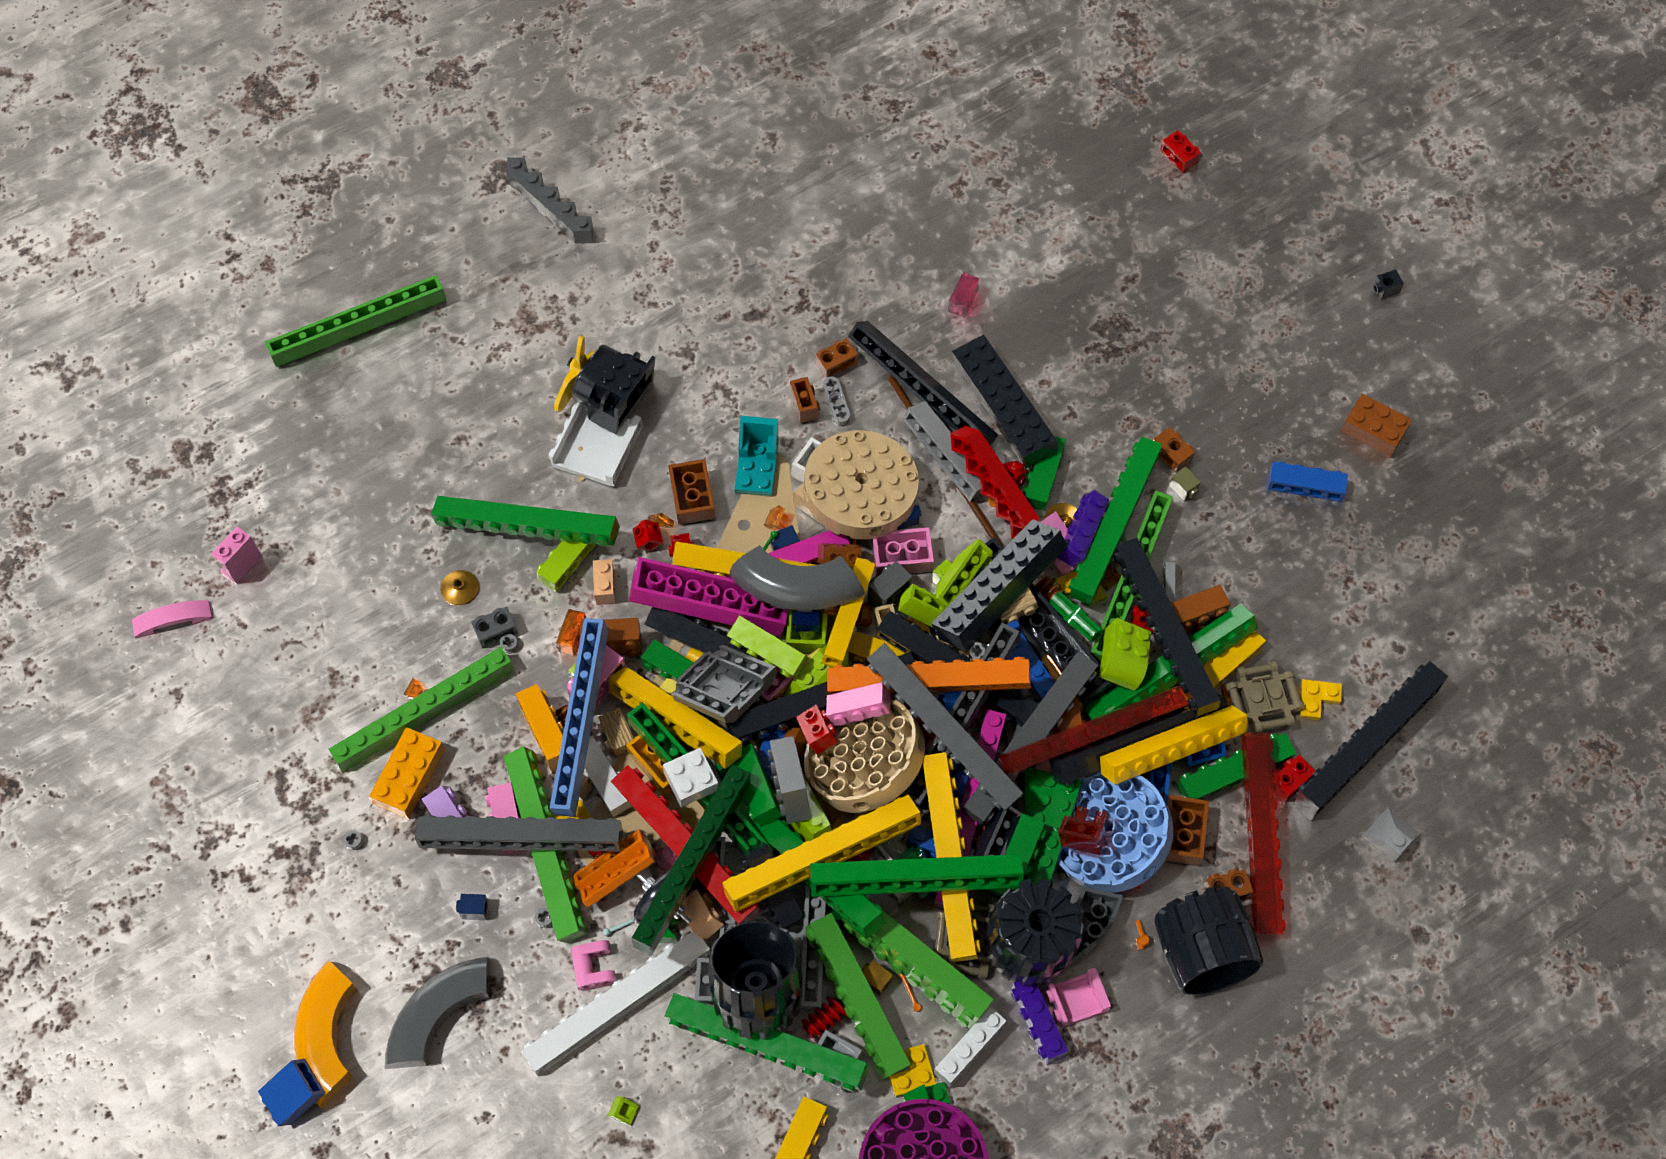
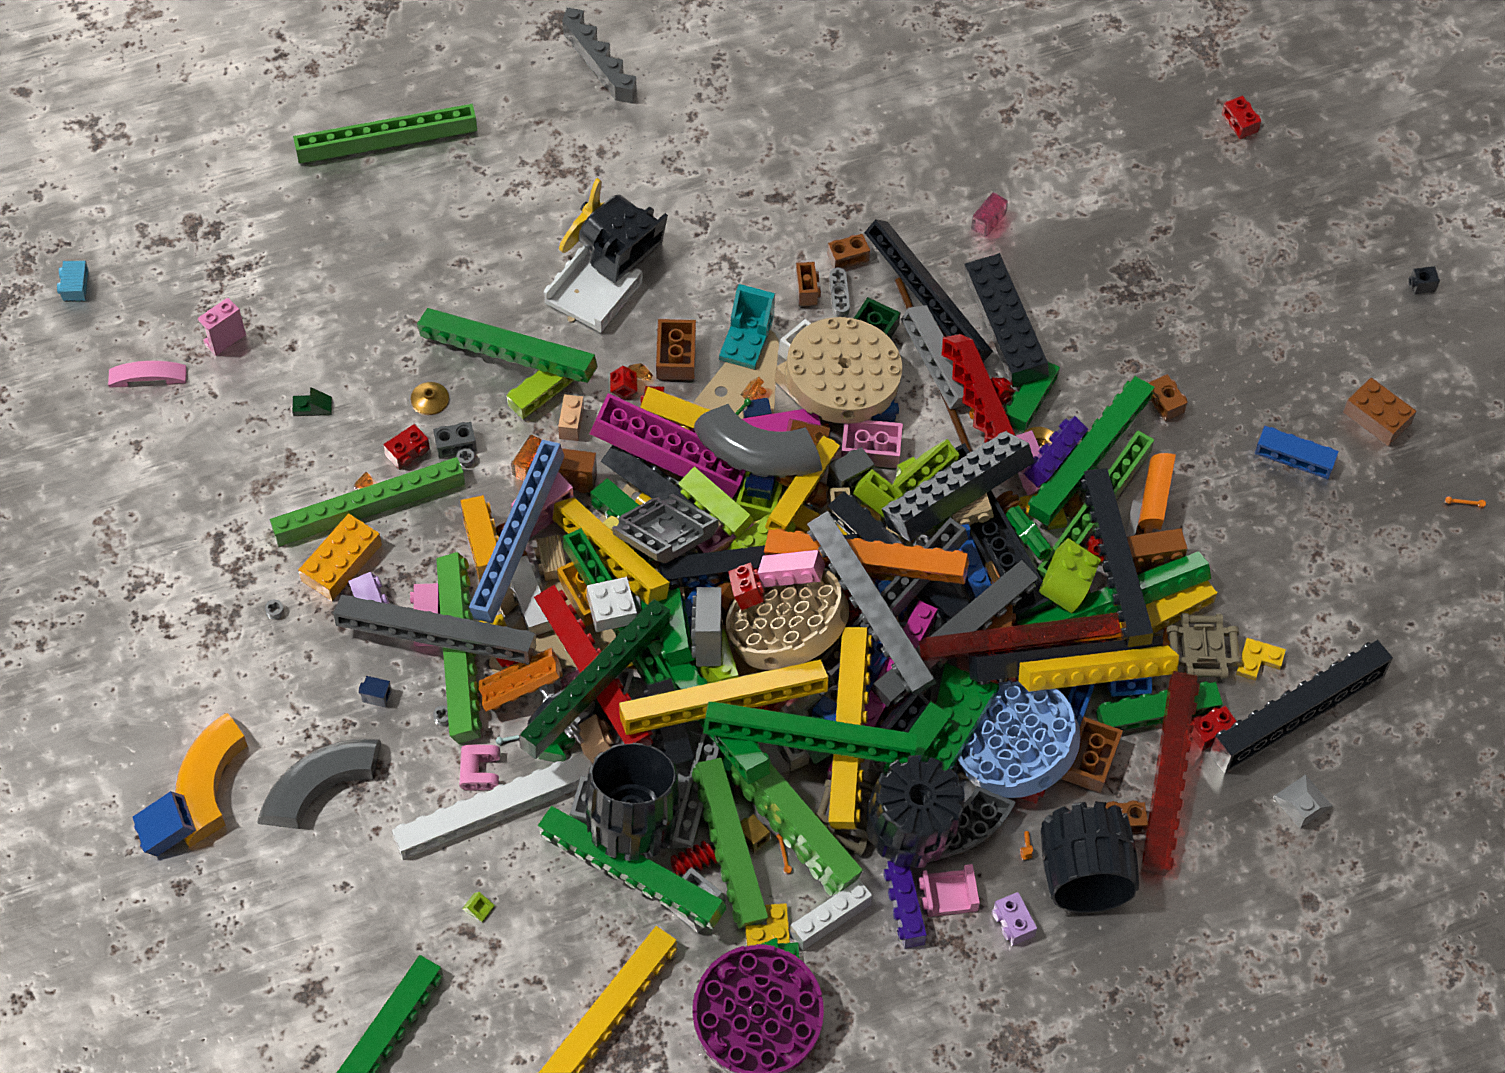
camera: 10 degrees right, 5 degrees down
(75, 533) = (73, 280): none -> medium azure brick
(344, 617) = (314, 404): none -> dark green slope
(448, 644) = (406, 446): none -> red brick
(881, 421) = (879, 316): none -> dark green brick
(1083, 834) = (986, 732): clear red brick -> none
(1146, 1014) = (1014, 919): none -> lavender brick
(1185, 484) = (1171, 431): olive brick -> none
(1187, 550) = (1156, 492): none -> orange brick
(1490, 498) = (1481, 503): none -> orange hinge

